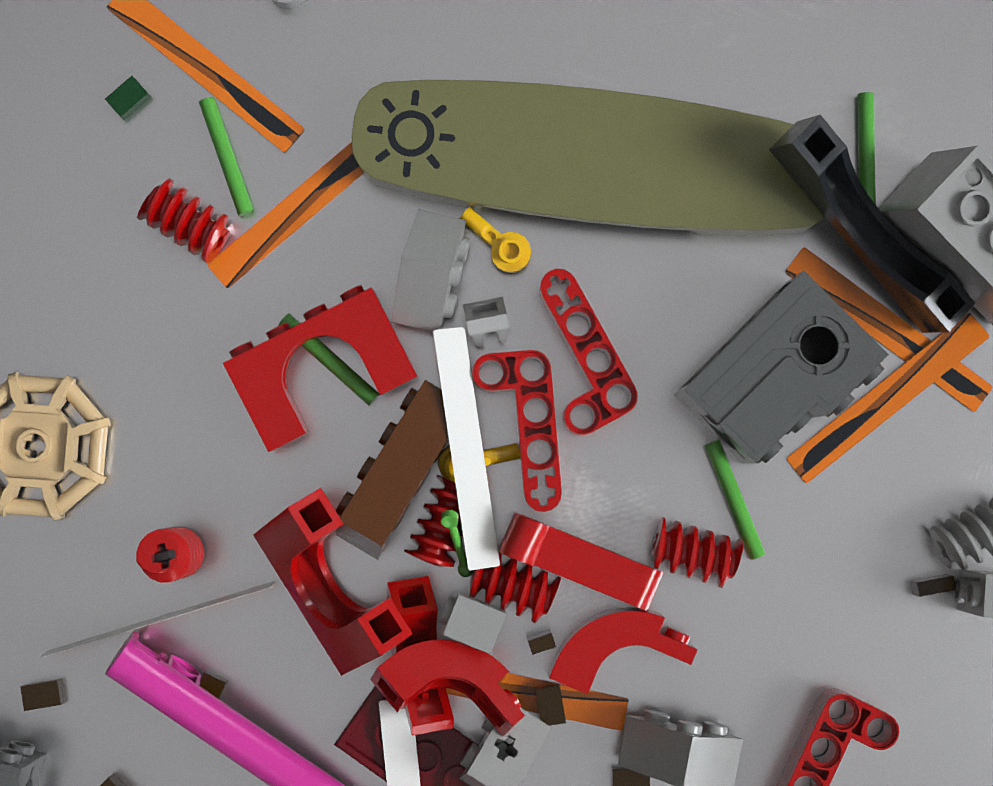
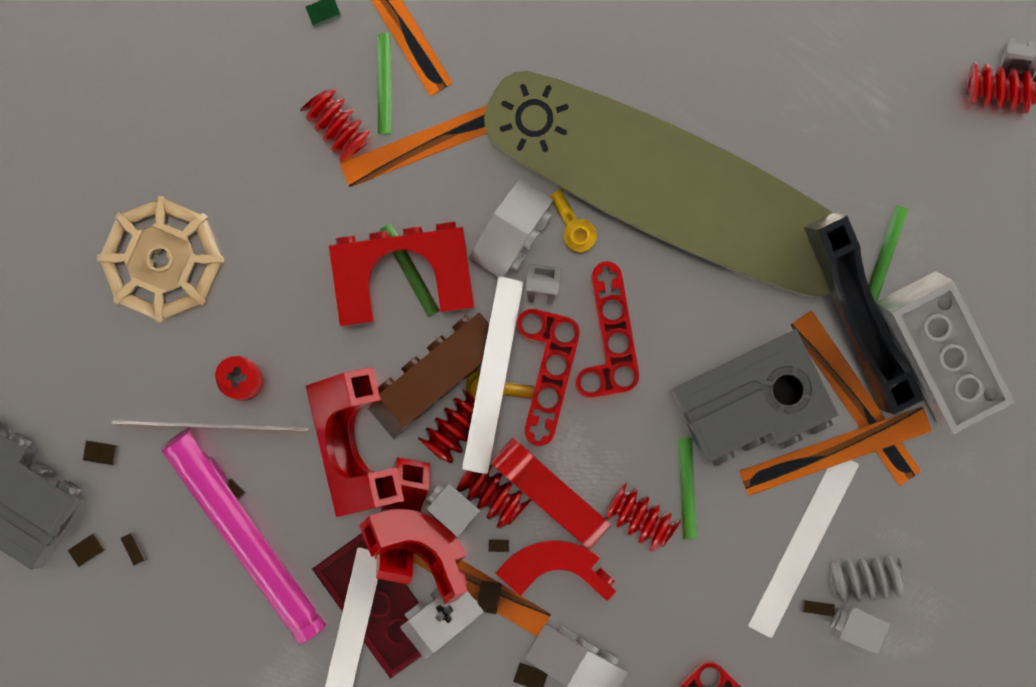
camera: 20 degrees right, 0 degrees up
(450, 520) = (461, 426): bright green hinge -> none
(889, 522) = (802, 547): none -> white sticker

